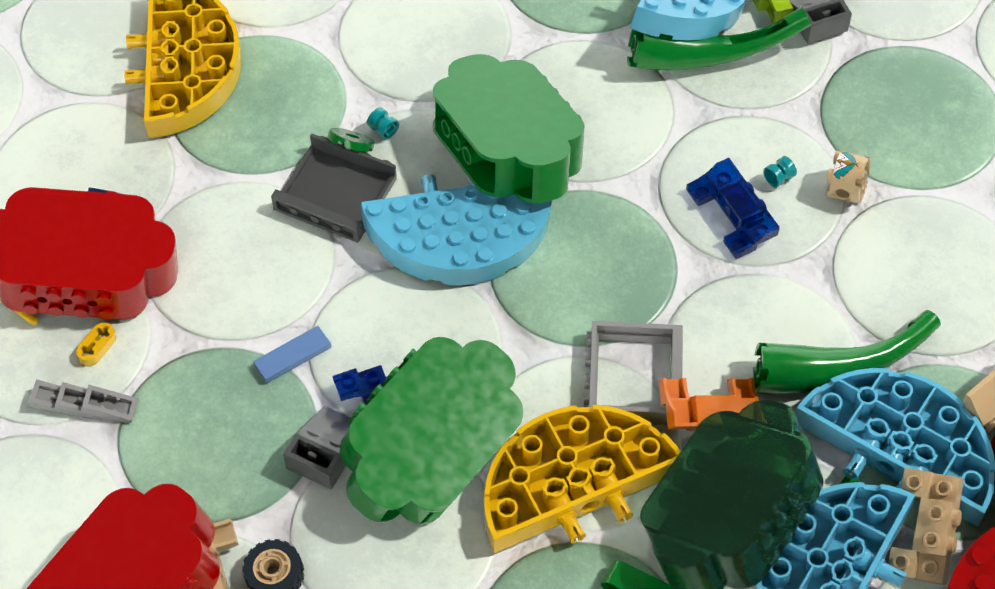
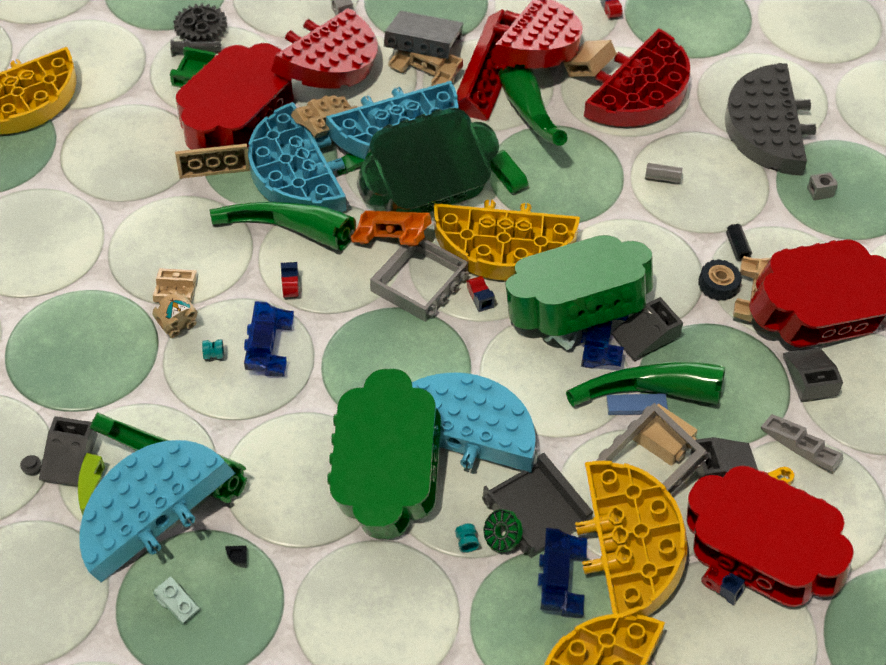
camera: 150 degrees left, 5 degrees down
(92, 479) = (813, 374): none -> dark grey slope
(160, 327) = (723, 456): none -> dark grey slope
(191, 289) = (676, 479): none -> light grey window
(214, 187) = (638, 536): none -> yellow brick
(240, 327) = (663, 440): none -> tan brick
(249, 395) = (679, 379): none -> green brick
(277, 130) = (555, 575): none -> clear blue bracket
(550, 390) = (479, 293): none -> leg
(584, 14) = (237, 555): none -> black tile
(773, 290) = (290, 279): none -> leg
(888, 223) = (173, 281): none -> tan slope

